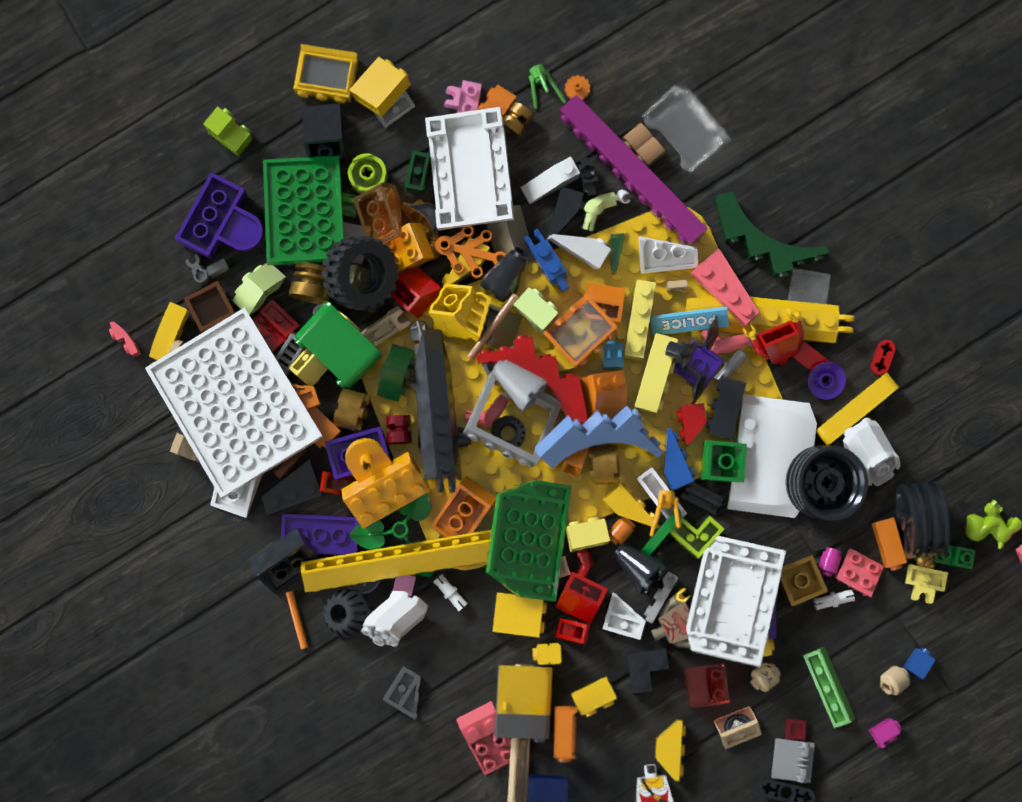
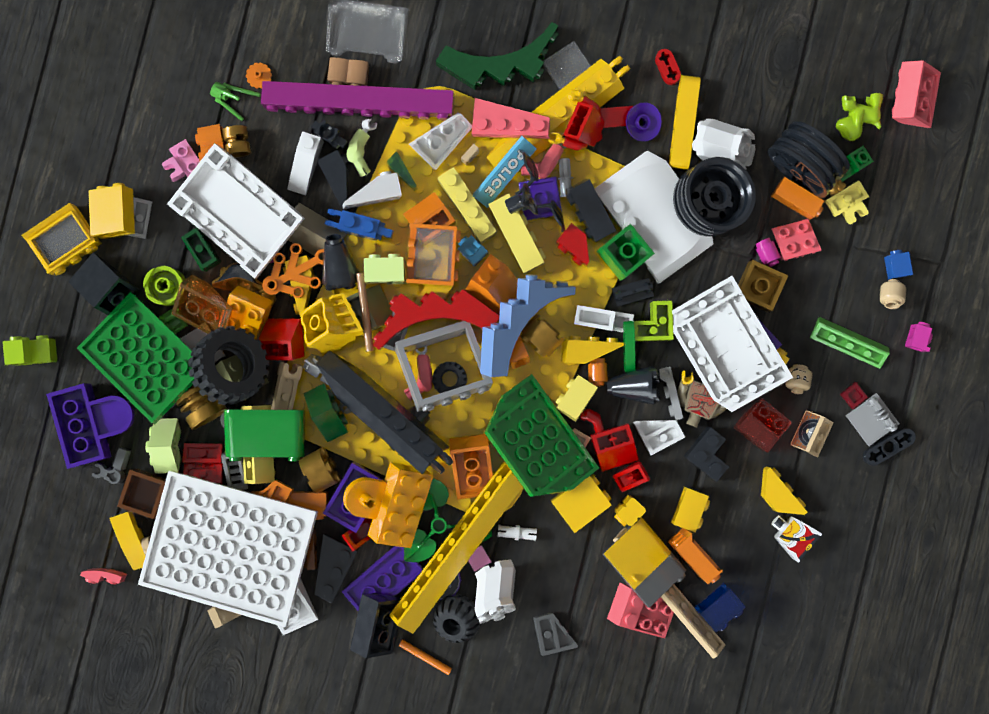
camera: 40 degrees left, 5 degrees up
(398, 429) = (367, 451): dark red wheel -> none
(519, 383) = (424, 336): light grey cone -> none
(665, 500) = (610, 320): light orange plant -> none
(675, 468) = (595, 290): blue slope -> none
(834, 599) = (795, 276): white pin -> none

